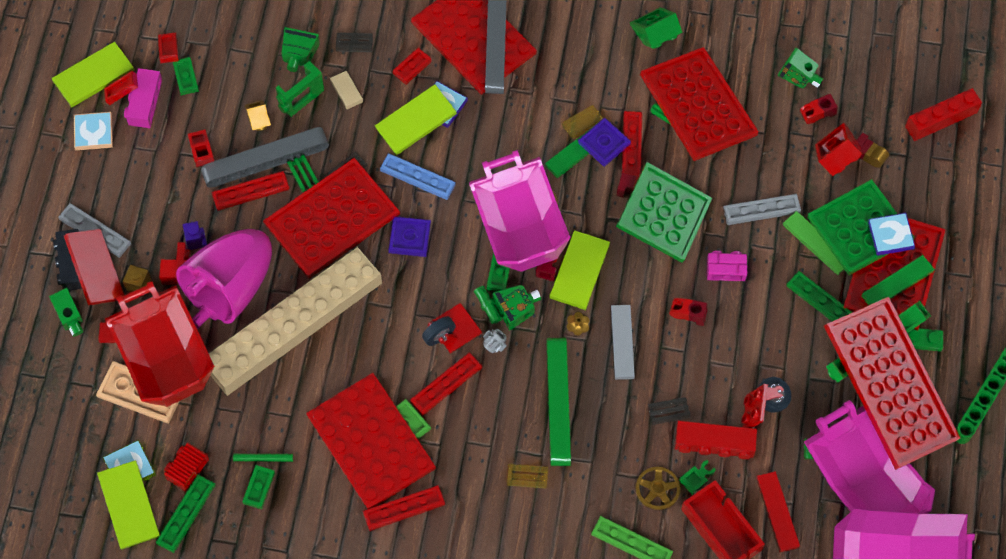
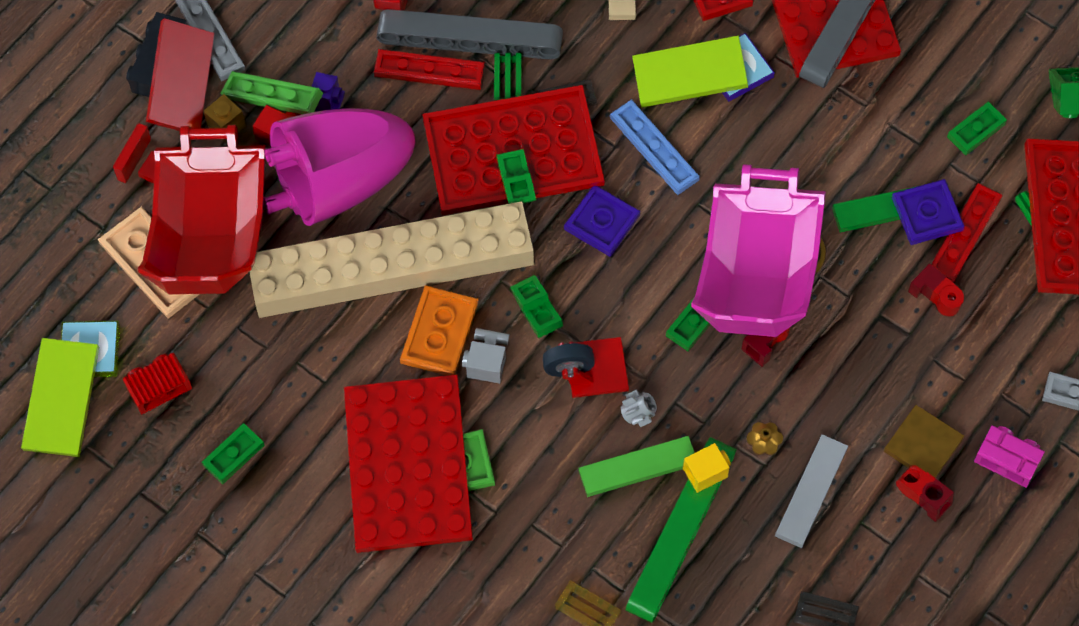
camera: 30 degrees right, 0 degrees up
(65, 307) = (116, 117): green torso -> none
(88, 329) = (132, 153): none -> red tile
(159, 250) = (271, 92): none -> bright green tile
(185, 513) = (125, 443): green tile -> none
(263, 457) = (260, 418): green bar -> none
(344, 234) = (516, 177): none -> green slope
(346, 351) = (439, 331): none -> orange tile
(386, 354) = (486, 359): none -> light grey brick
(397, 308) = (536, 306): none -> green slope
(403, 508) = (403, 571): red tile -> none
(446, 384) = (546, 434): red tile -> none
(488, 305) = (656, 357): green pin -> none
(511, 376) = (635, 466): none -> bright green tile
(515, 305) = (692, 374): green torso -> none
(556, 356) = (707, 467): none -> yellow brick
(579, 270) = (804, 368): lime tile -> none
(582, 121) = (912, 172): clear yellow tile -> none
(606, 78) = (976, 128): none -> green plate
(664, 212) = (959, 342): green plate -> none
(672, 281) = (923, 442): none -> pearl gold tile

